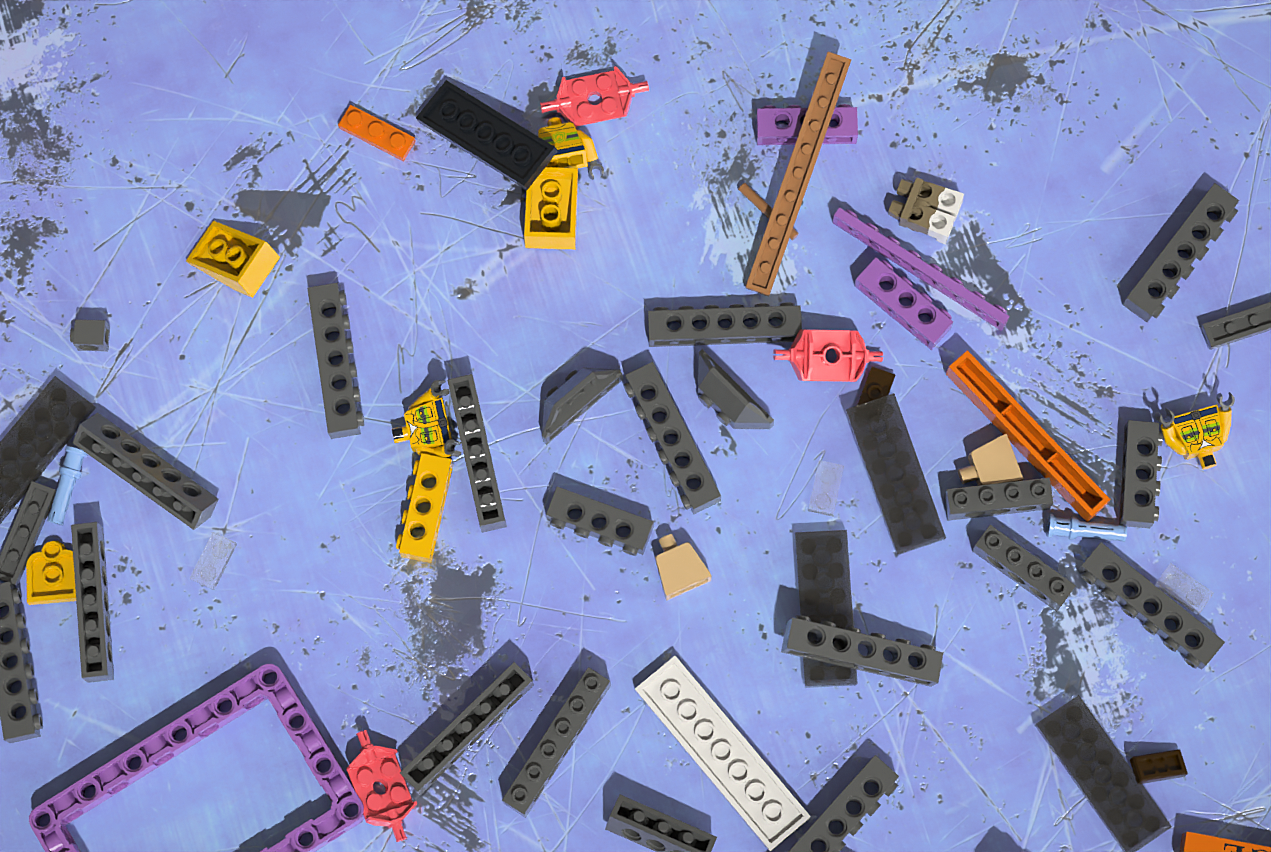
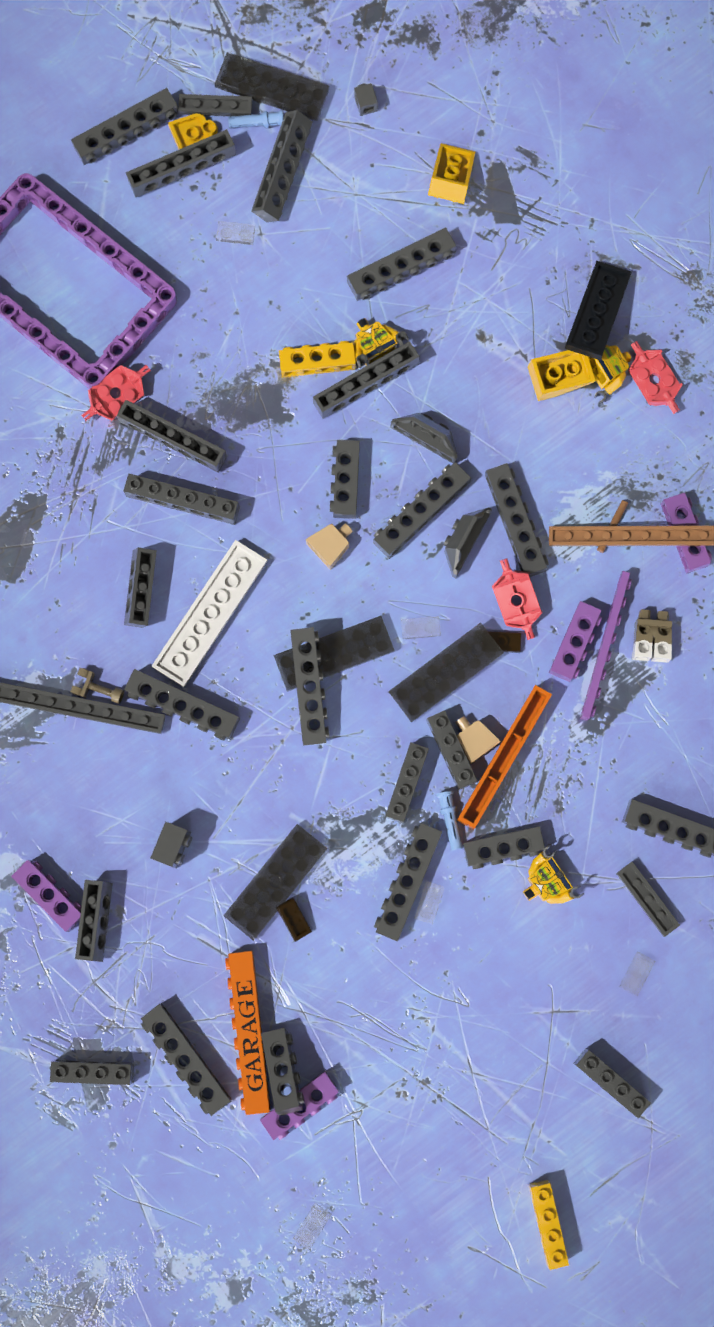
camera: 70 degrees right, 5 degrees up
(377, 133) = (577, 239): orange plate -> none

